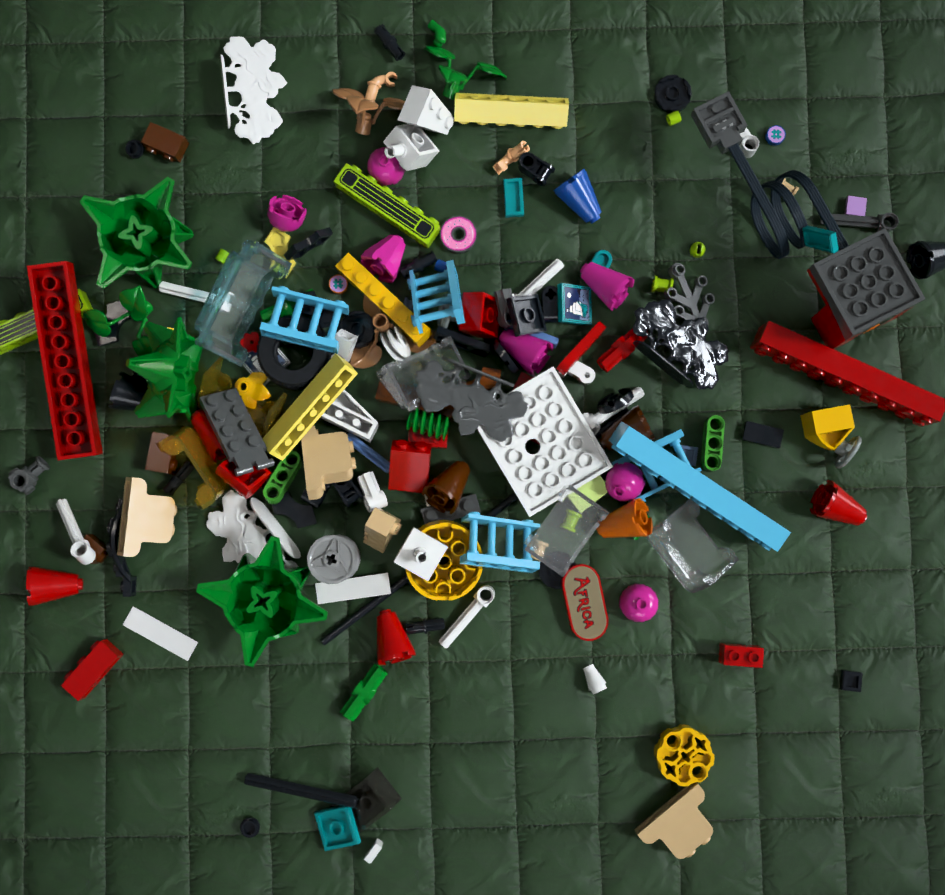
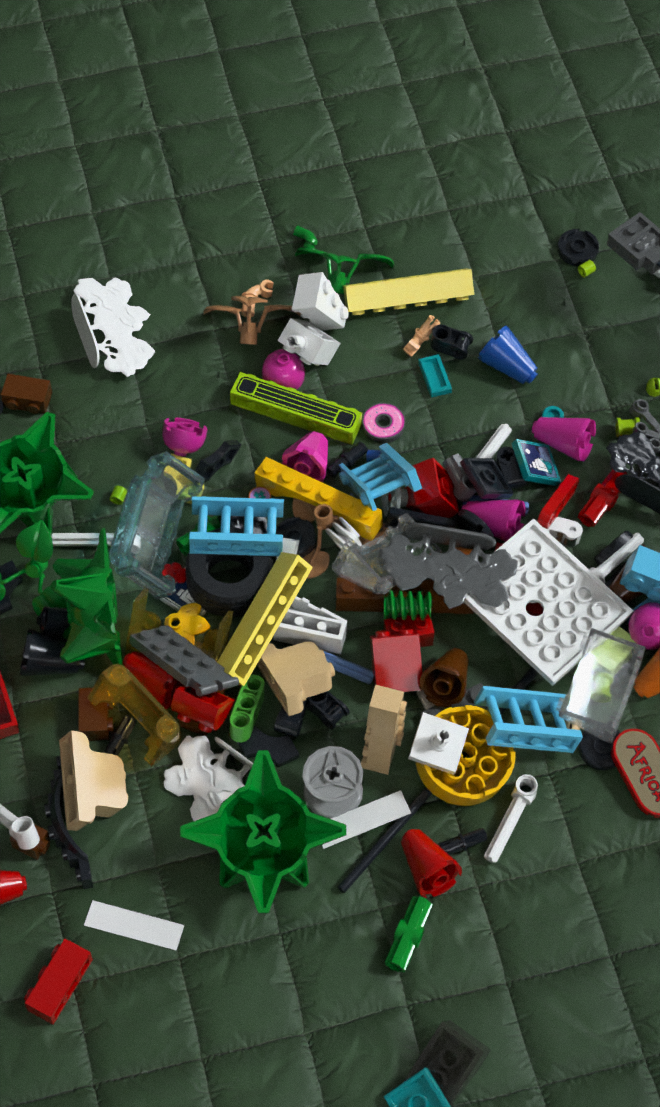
camera: 15 degrees left, 25 degrees down
(301, 790) = (360, 1066): black axle -> none
(373, 496) = (356, 703): white piece -> none
(389, 42) = (256, 254): black pin -> none

